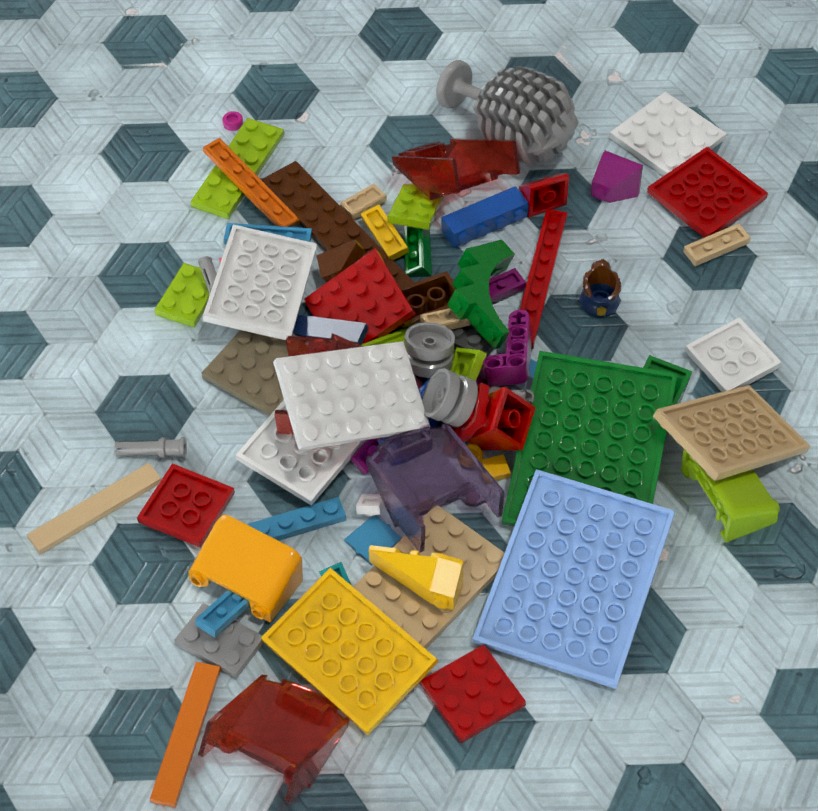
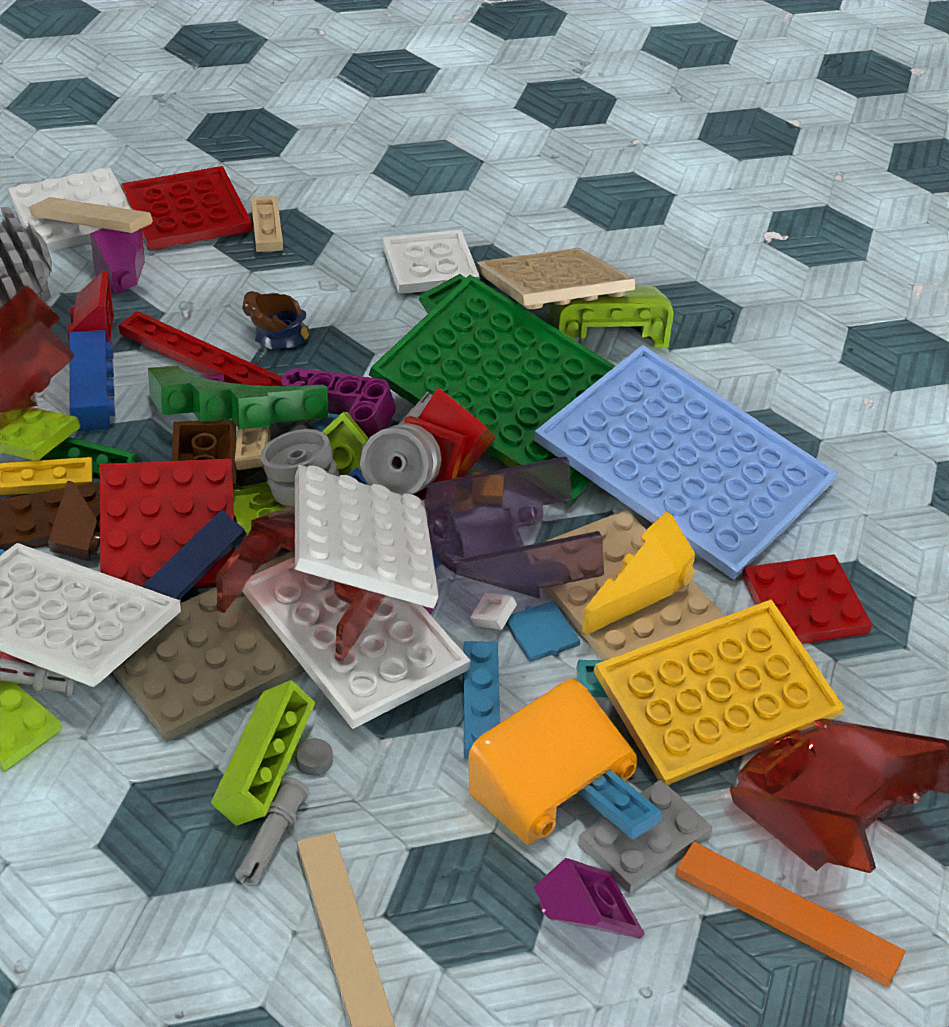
camera: 75 degrees left, 10 degrees down
(150, 620) = (586, 899): none -> magenta slope
(186, 505) = (398, 814): red plate -> none
(200, 421) = (263, 753): none -> lime brick
(216, 451) = (314, 756): none -> flat silver tile
(630, 142) = (91, 214): none -> tan tile

